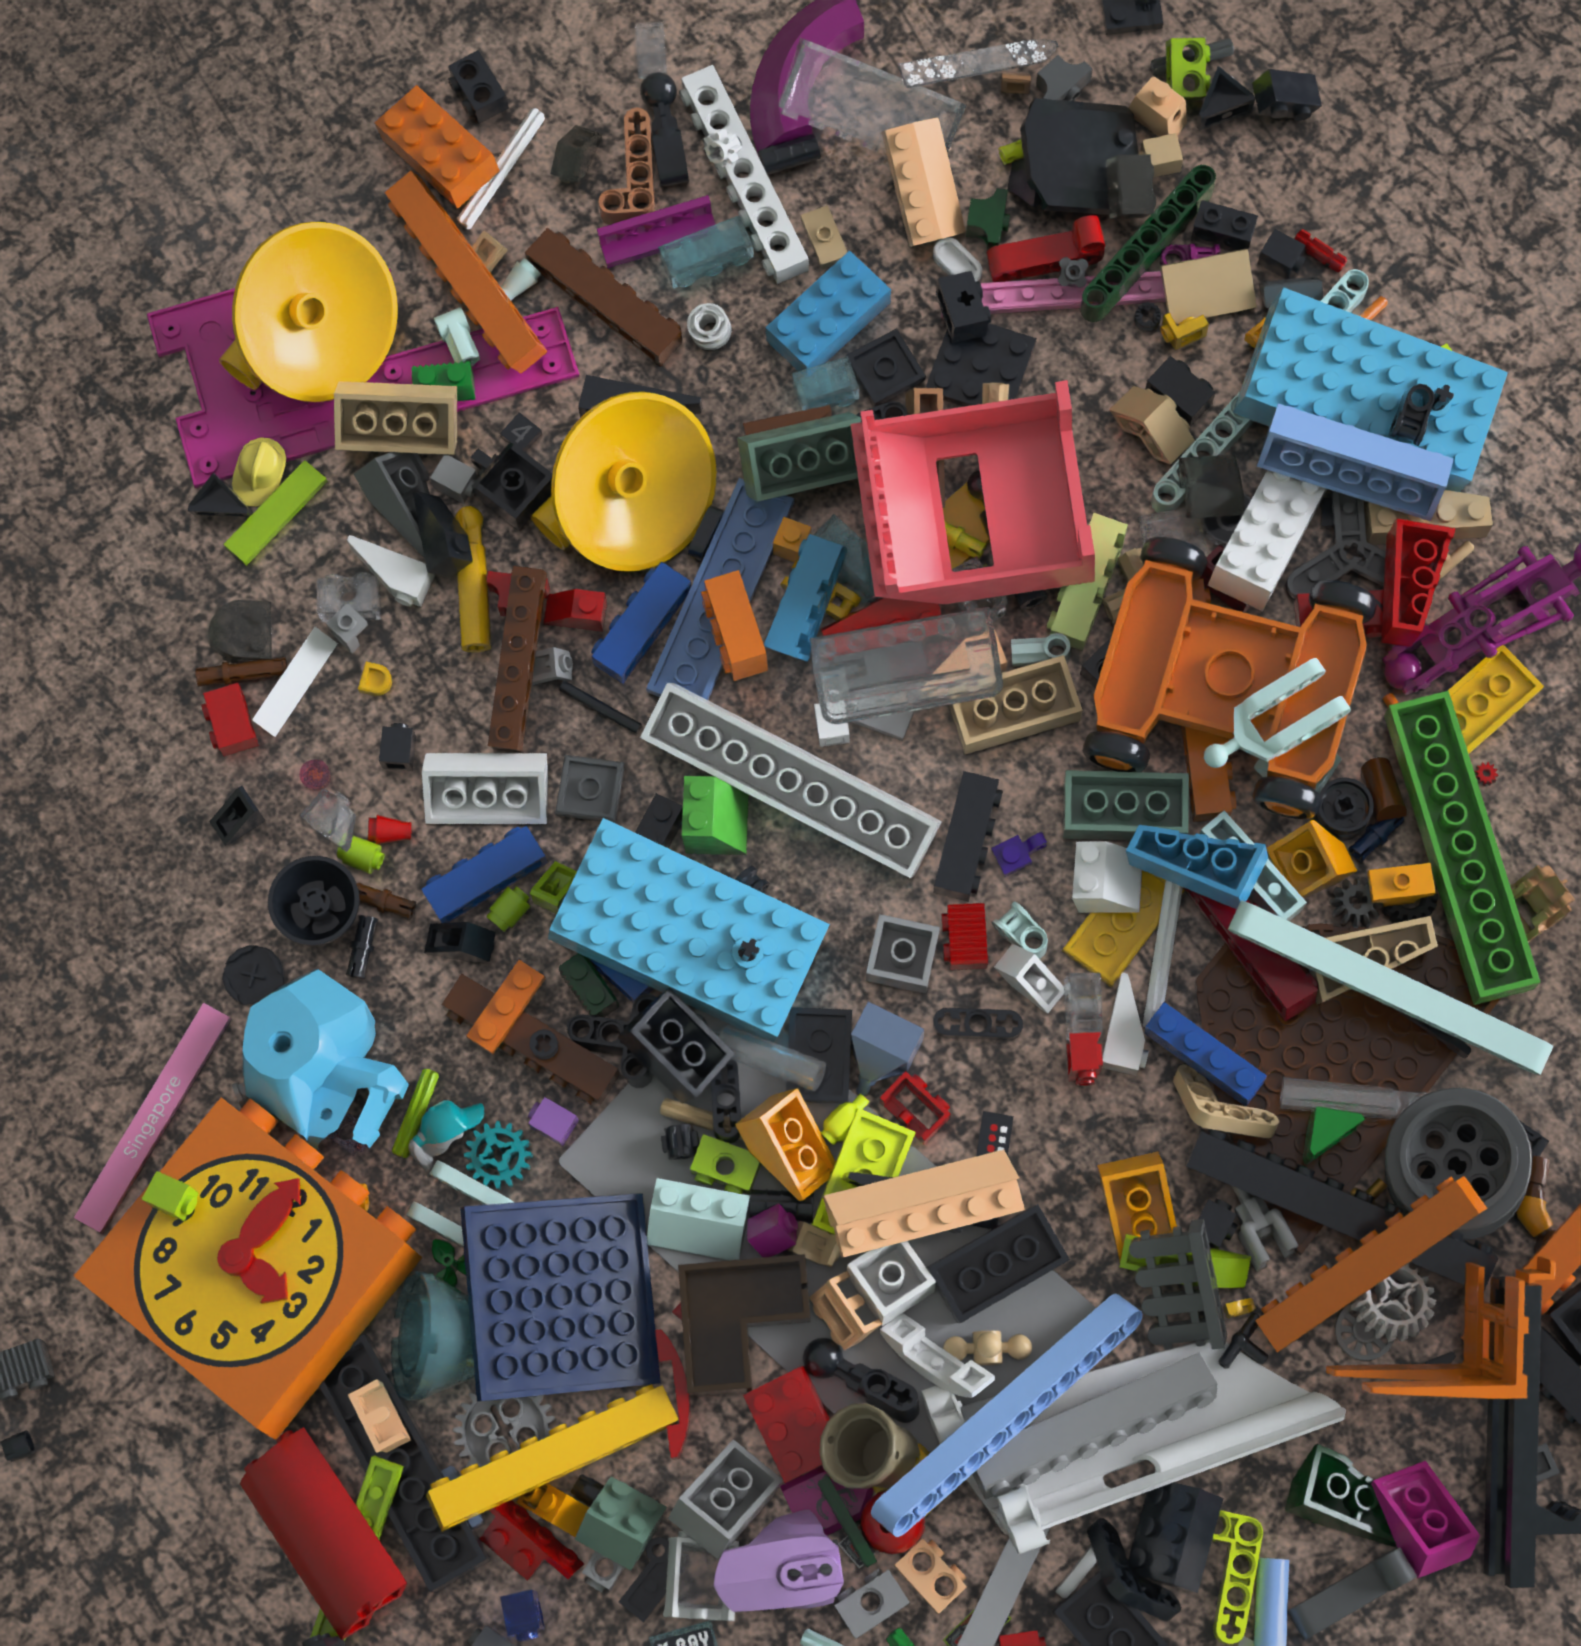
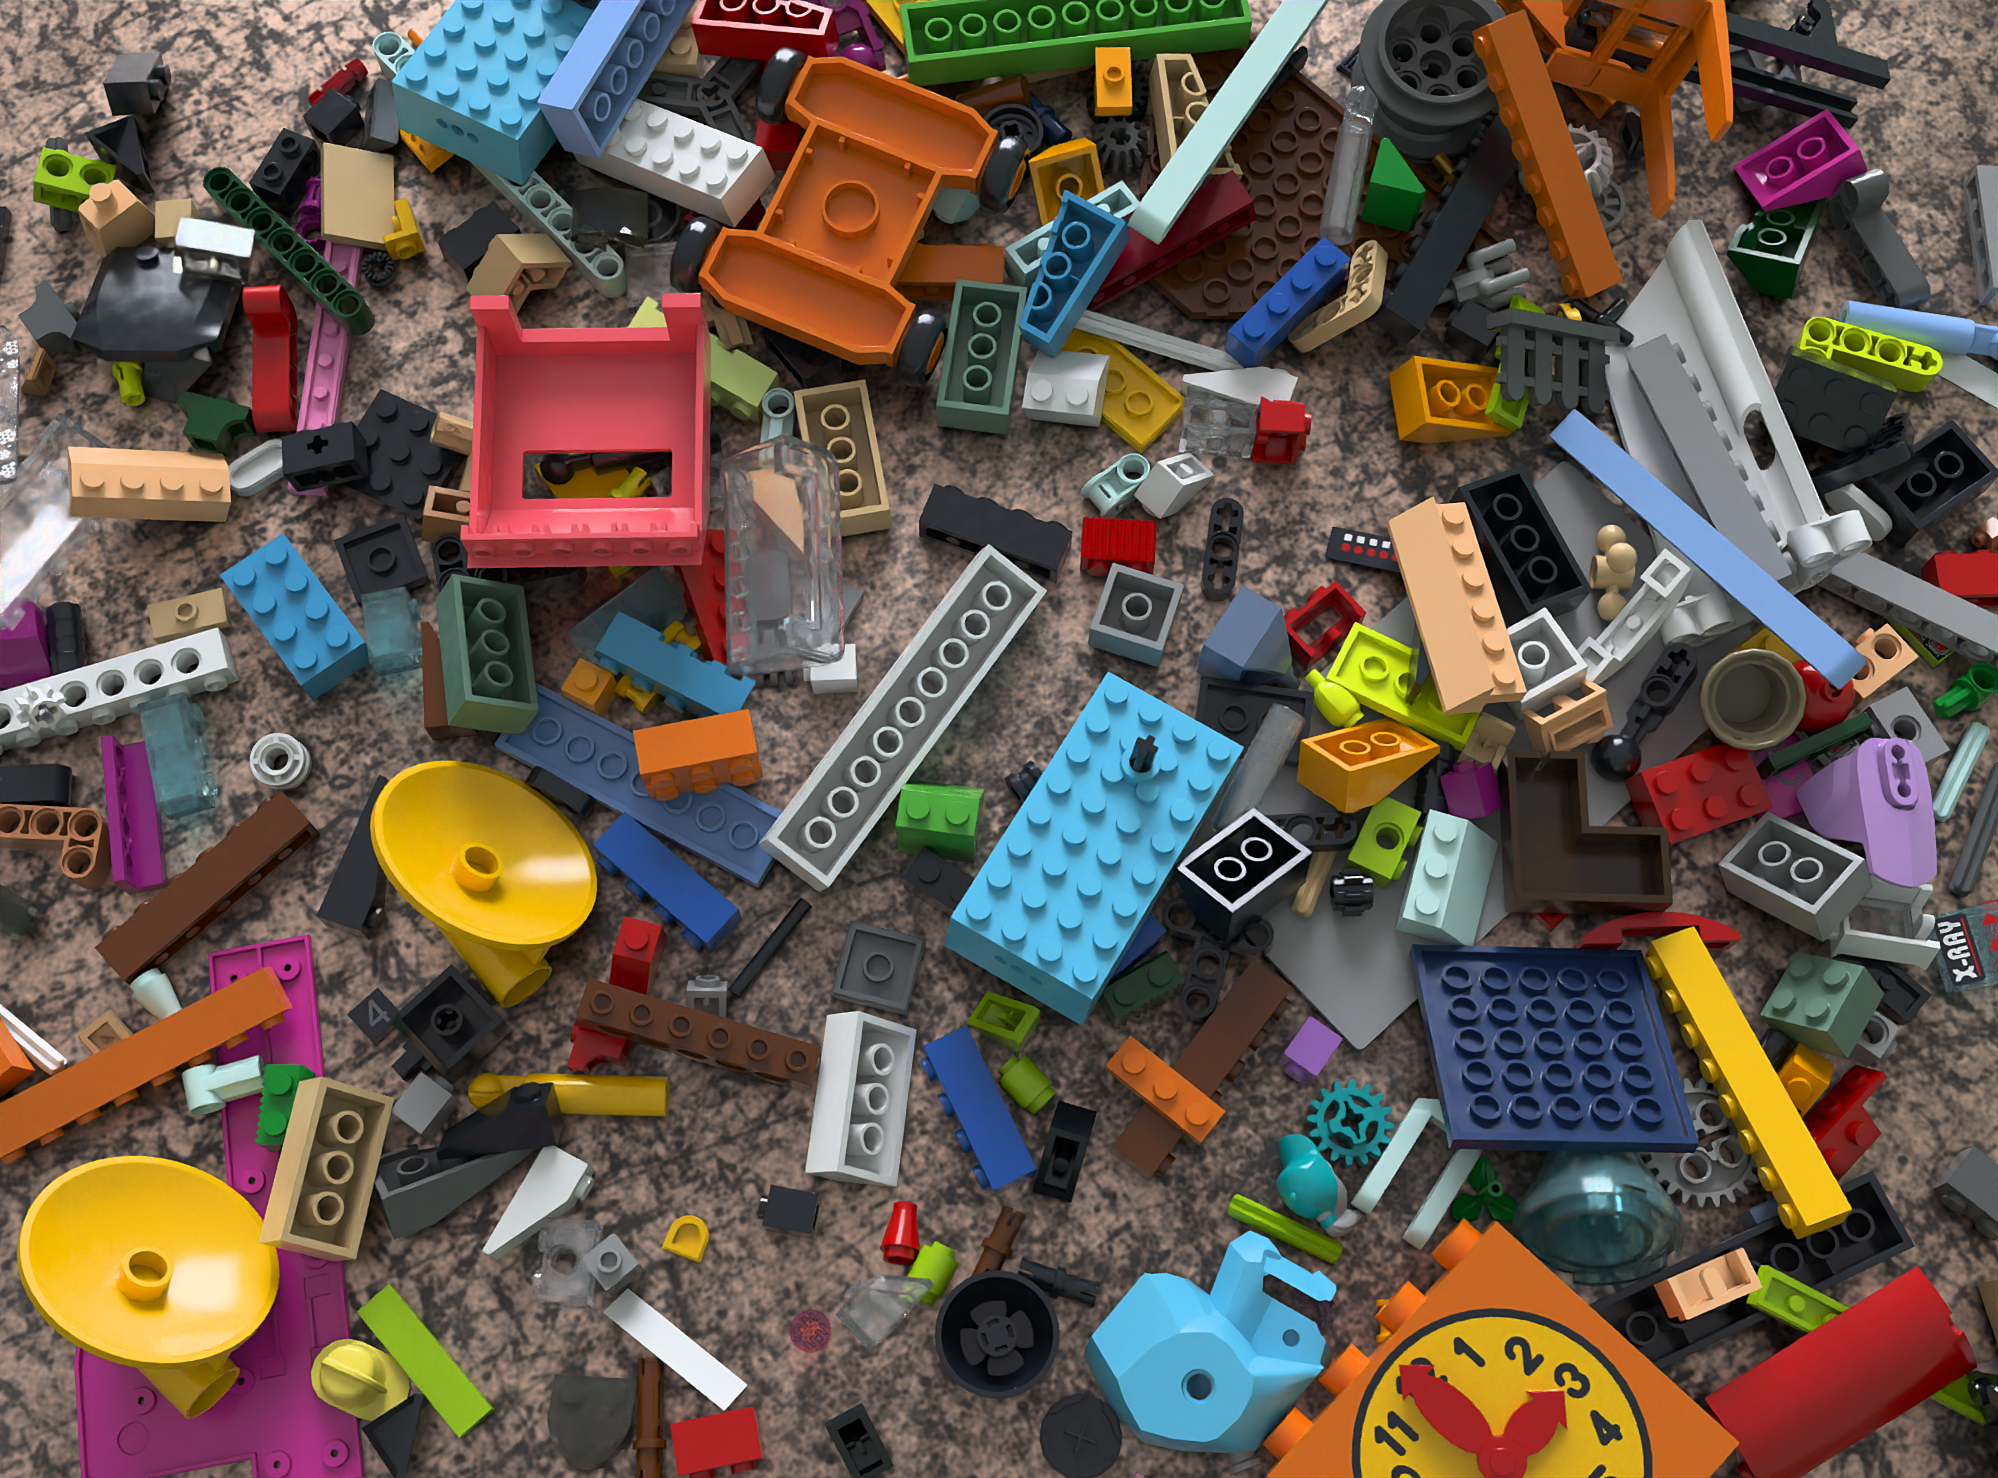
camera: 90 degrees left, 5 degrees down
(523, 1615) = (1933, 1134): clear blue brick -> none
(553, 1044) = (1219, 1033): black bush -> none
(1014, 854) = (1020, 486): dark purple plate -> none
(1067, 278) = (306, 343): dark grey plate -> none
(1248, 738) = (934, 187): light aqua piece -> none

